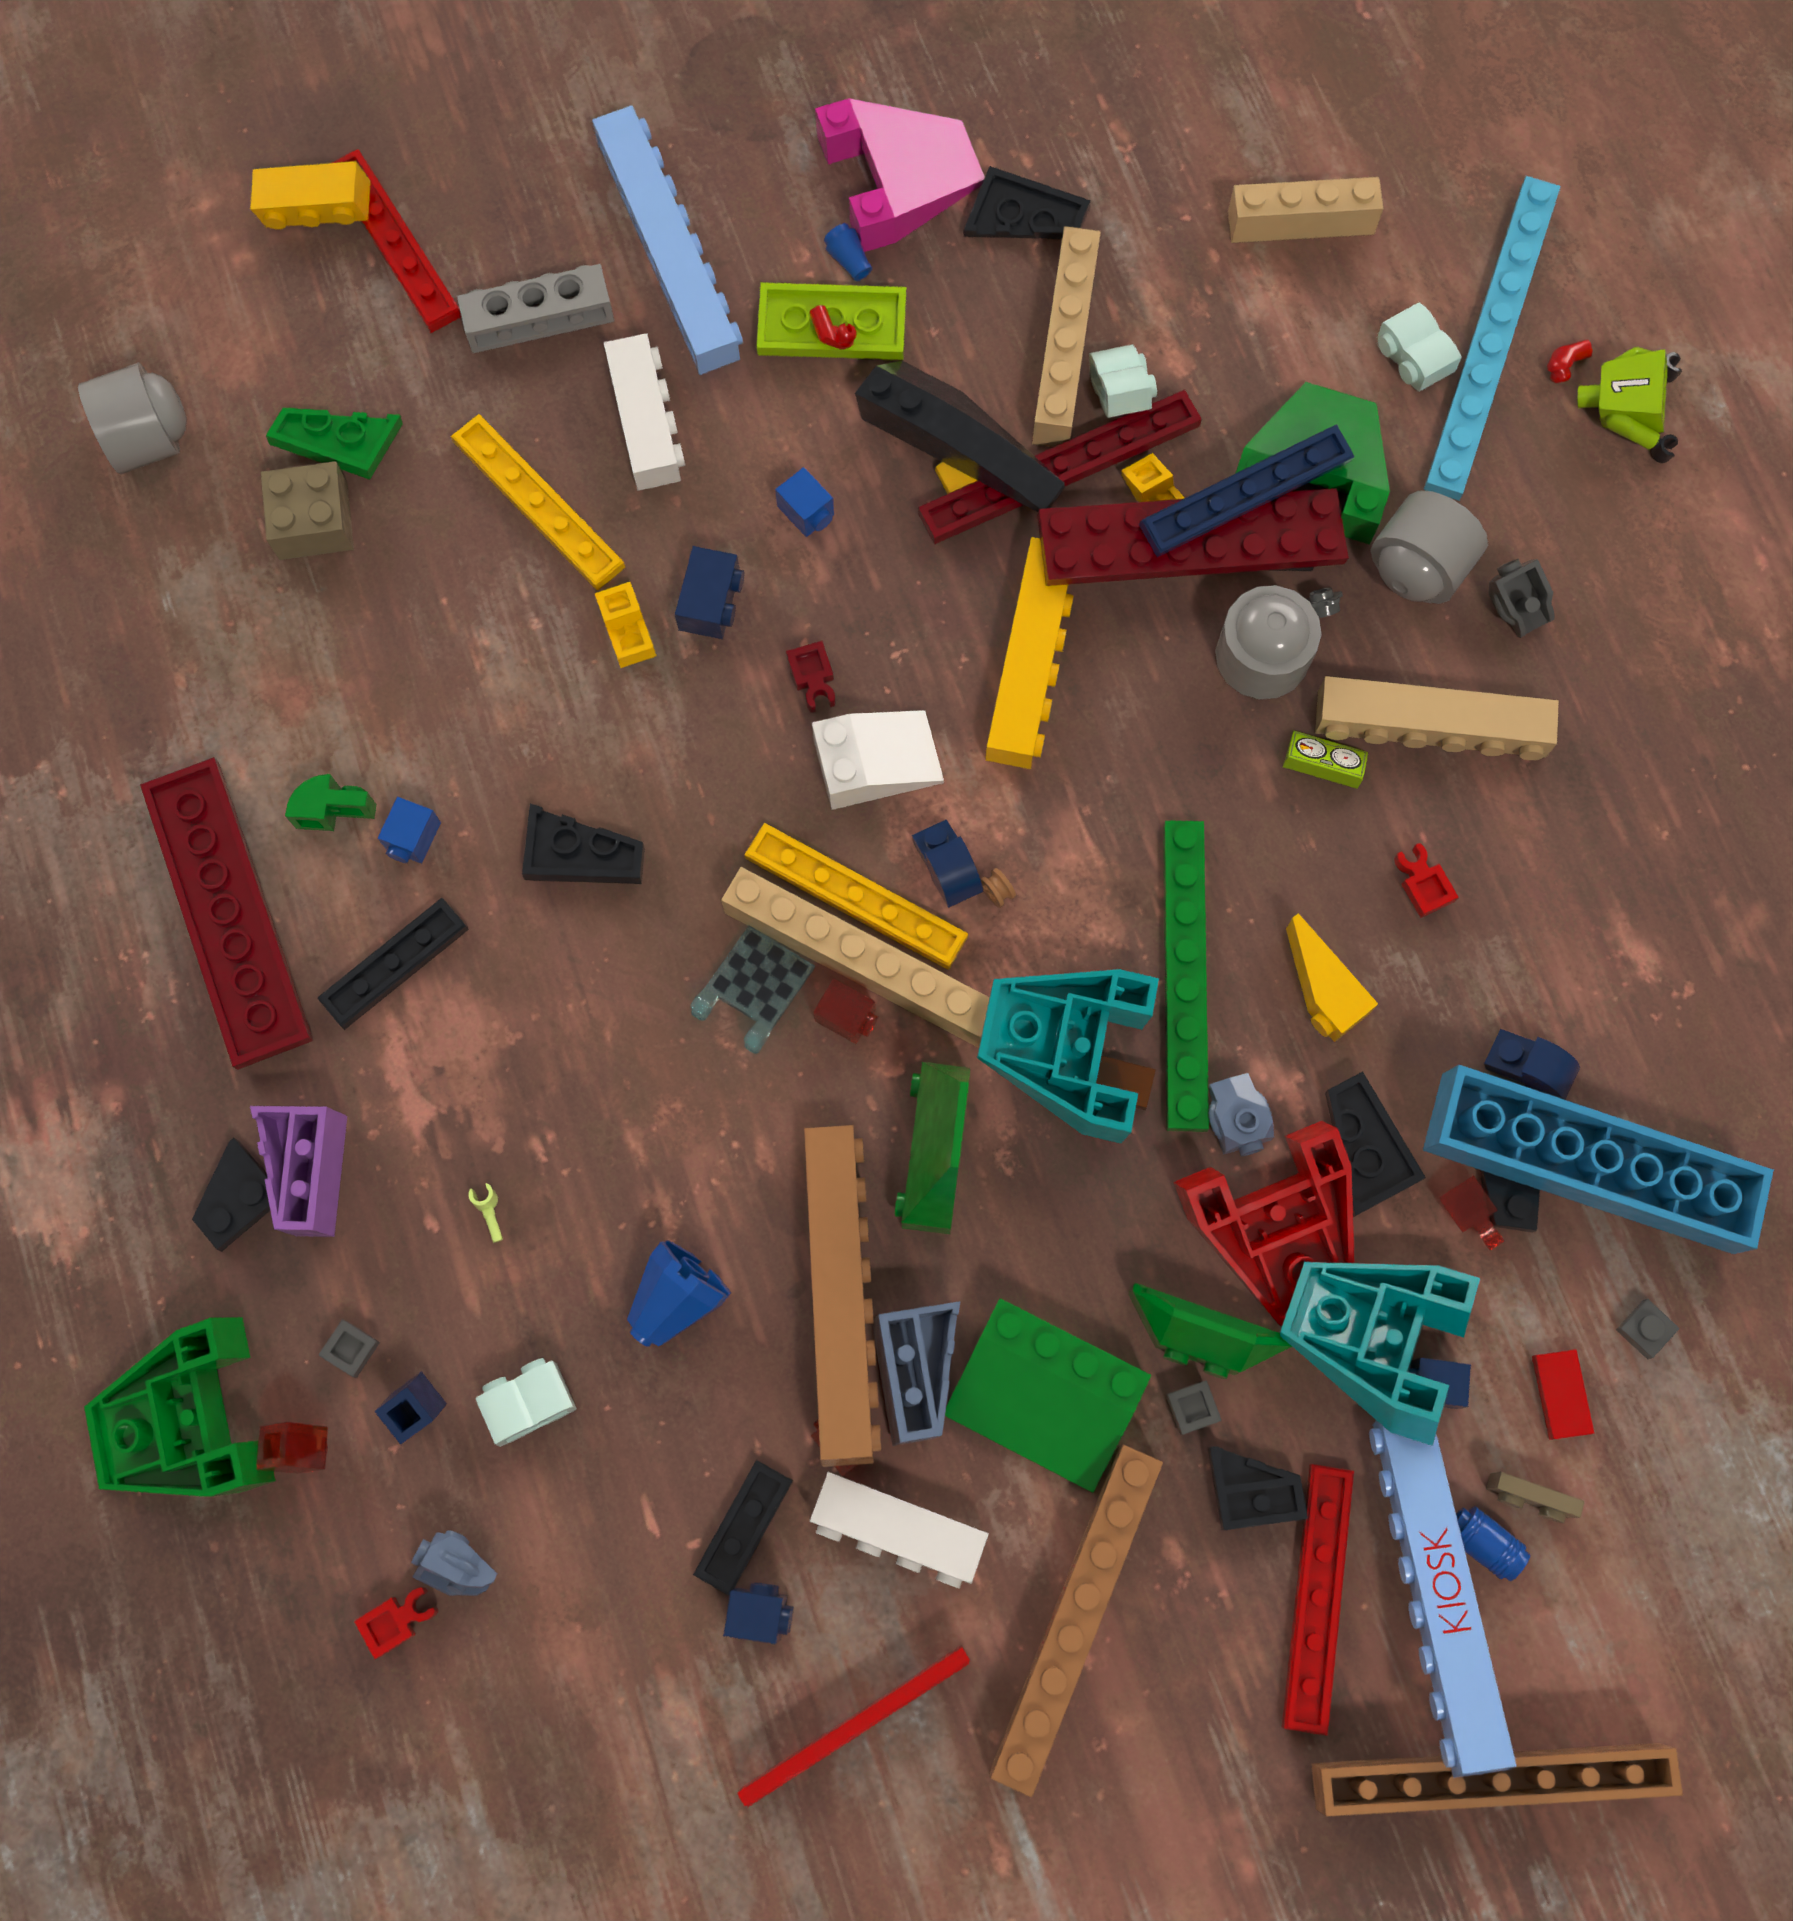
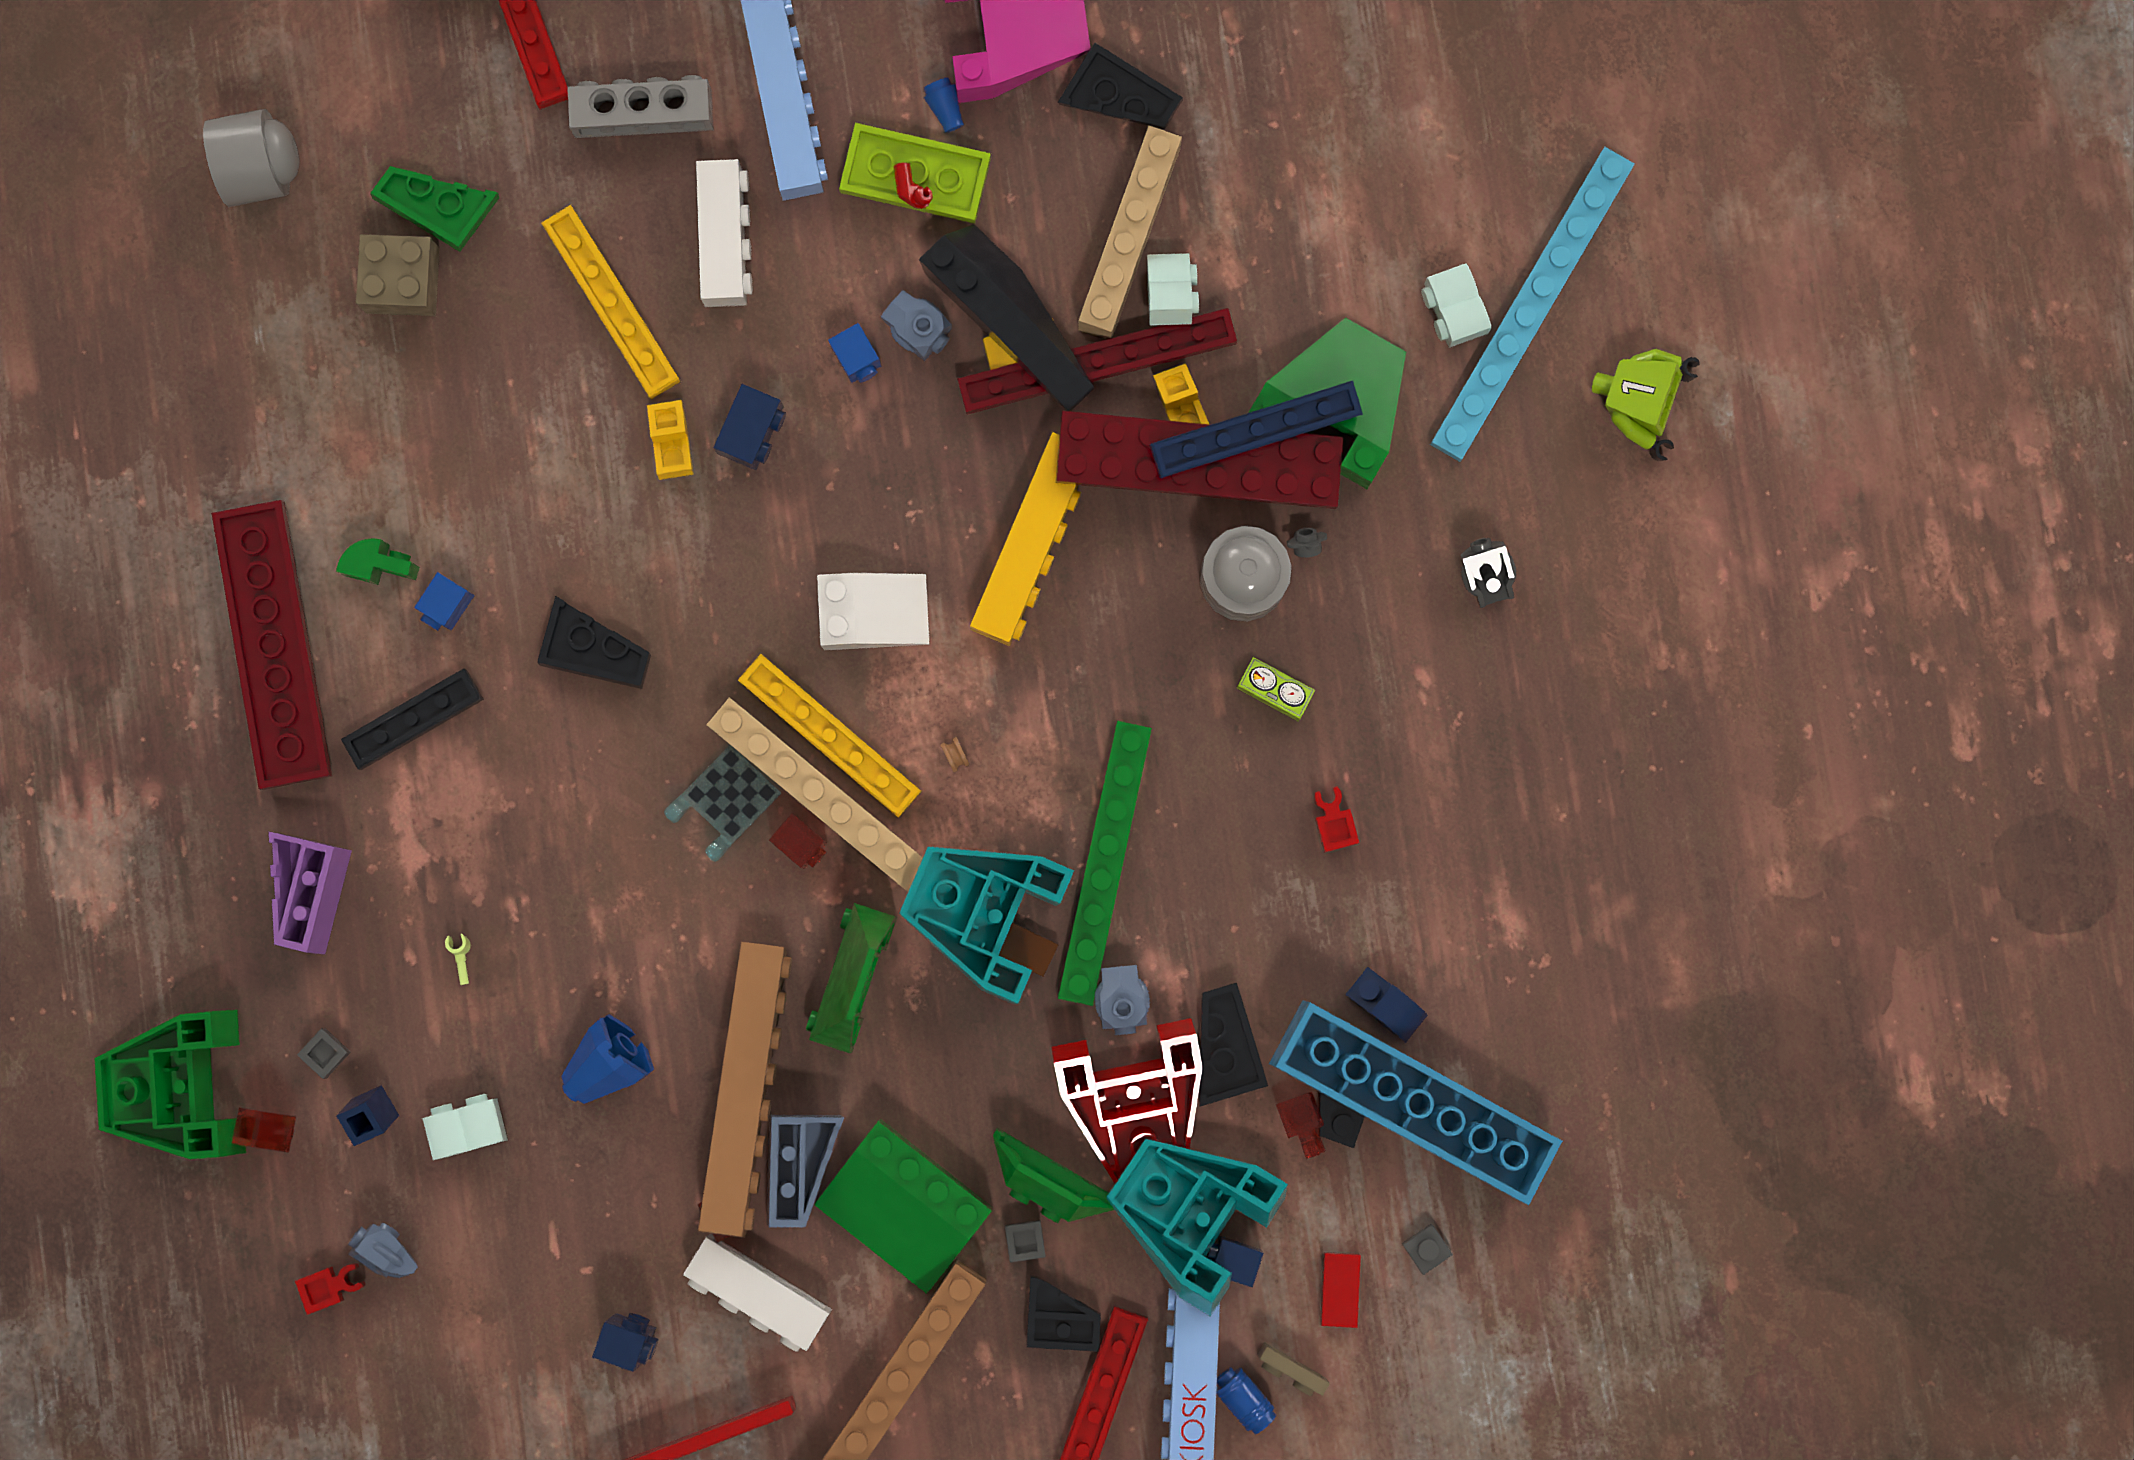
camera: 10 degrees right, 10 degrees up
(233, 1198) = (244, 902): black wing -> none
(743, 1527) = (629, 1265): black tile -> none
(811, 671) = (830, 516): dark red plate -> none
(864, 464) = (917, 325): none -> sand blue hand
(948, 863) = (915, 723): dark blue brick -> none
(1305, 209) = (1384, 144): tan brick -> none
(1329, 988) = (1225, 903): yellow slope -> none
(1428, 547) = (1408, 516): light grey piece -> none
(1436, 717) = (1382, 672): tan brick -> none
(1563, 359) = (1590, 342): red arm -> none

